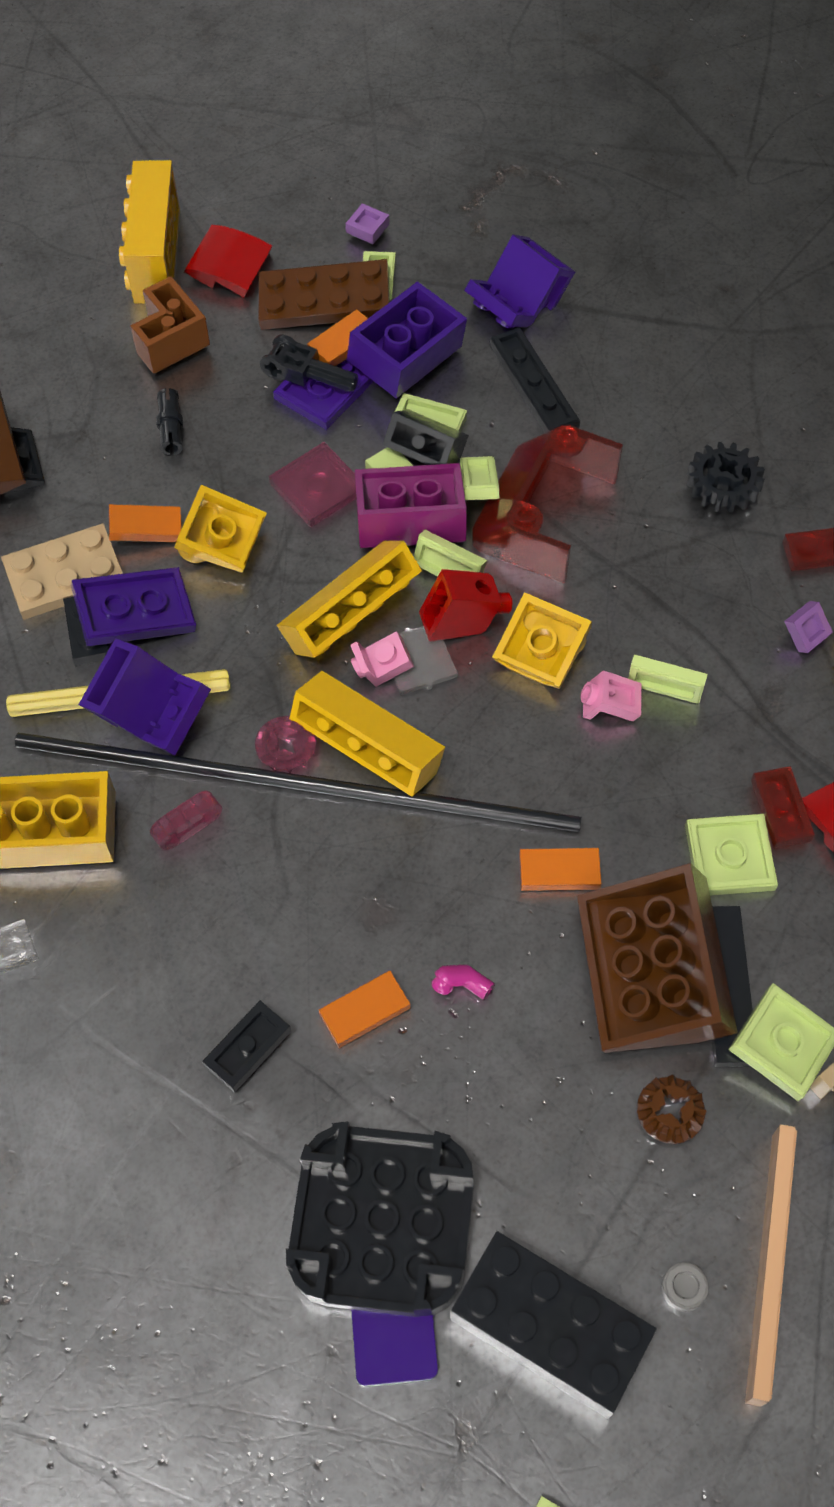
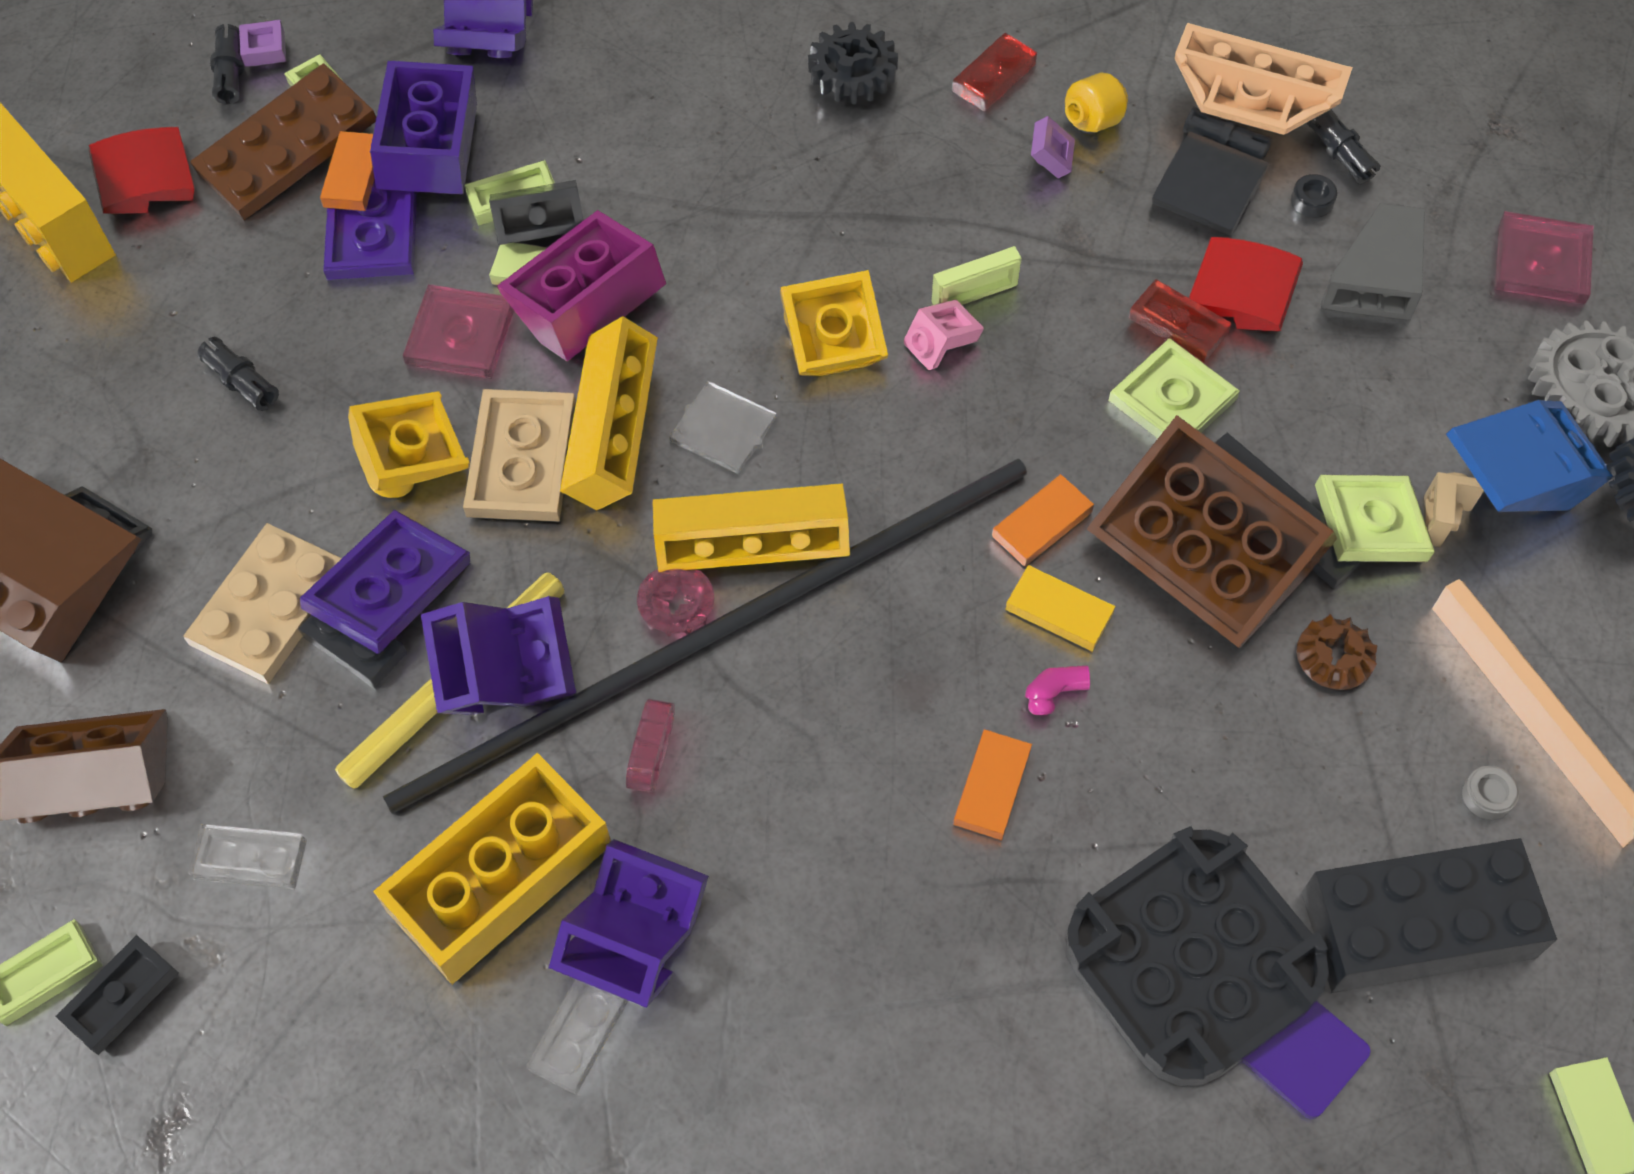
camera: 40 degrees left, 0 degrees up
(72, 917) = (630, 924): none -> dark purple piece
(144, 523) = (313, 491): orange tile -> none
(172, 326) = (150, 274): dark orange brick -> none
(247, 1046) = (921, 907): black plate -> none
(276, 585) = (519, 455): none -> tan plate
(301, 362) = (330, 223): black connector -> none
(334, 224) = (226, 64): none -> black pin
(382, 659) = (695, 449): bright pink bracket -> none
(437, 553) = (673, 311): yellowish green tile -> none
(462, 604) = (727, 343): red torso -> none
(479, 478) = (628, 210): yellowish green tile -> none
(511, 526) = (692, 236): clear red windscreen -> none
(515, 934) = (1060, 608): none -> yellow tile
(533, 380) = (584, 93): black tile -> none

